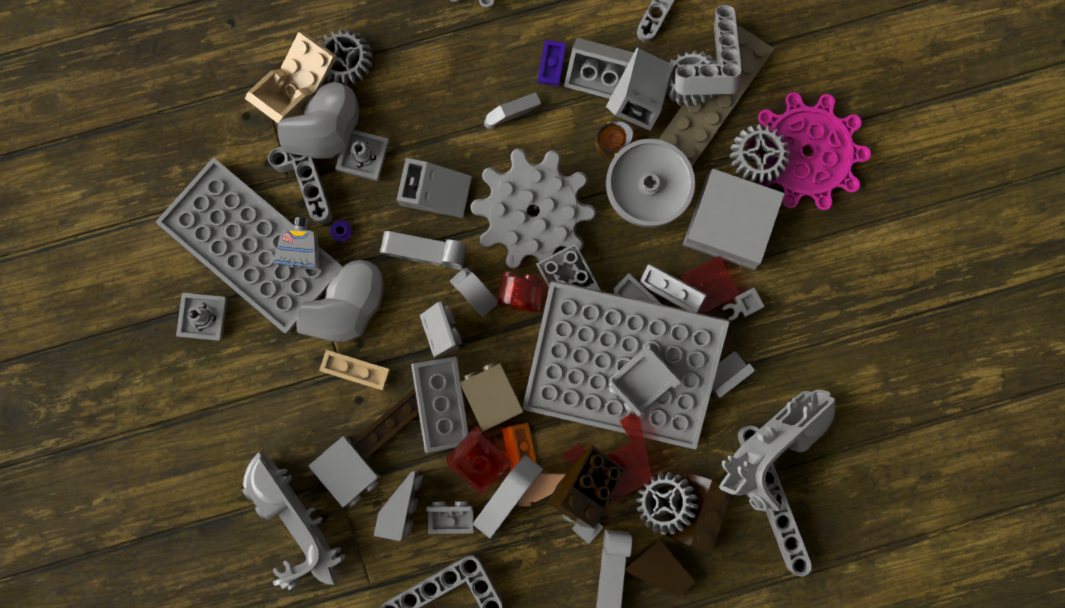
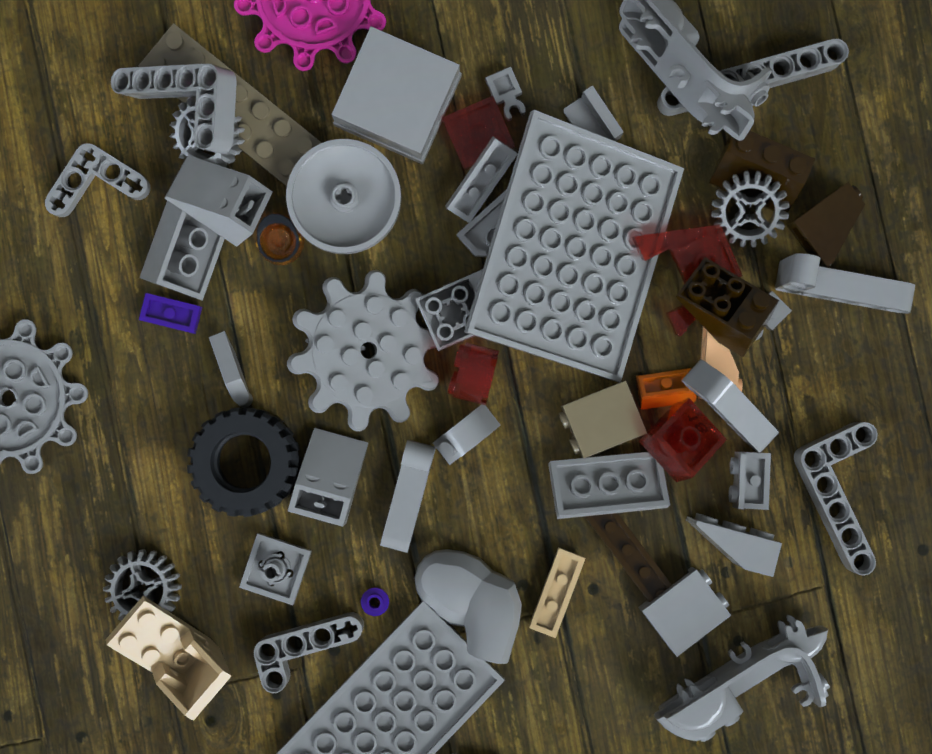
camera: 90 degrees left, 5 degrees up
(298, 247) = (395, 658): light grey torso -> none
(324, 124) = (233, 615): light grey piece -> none
(434, 98) = (206, 461): none -> black tyre
(439, 330) = (517, 479): light grey slope -> none
(643, 380) = (598, 225): light grey panel -> none
(776, 152) = (302, 52): light grey gear -> none

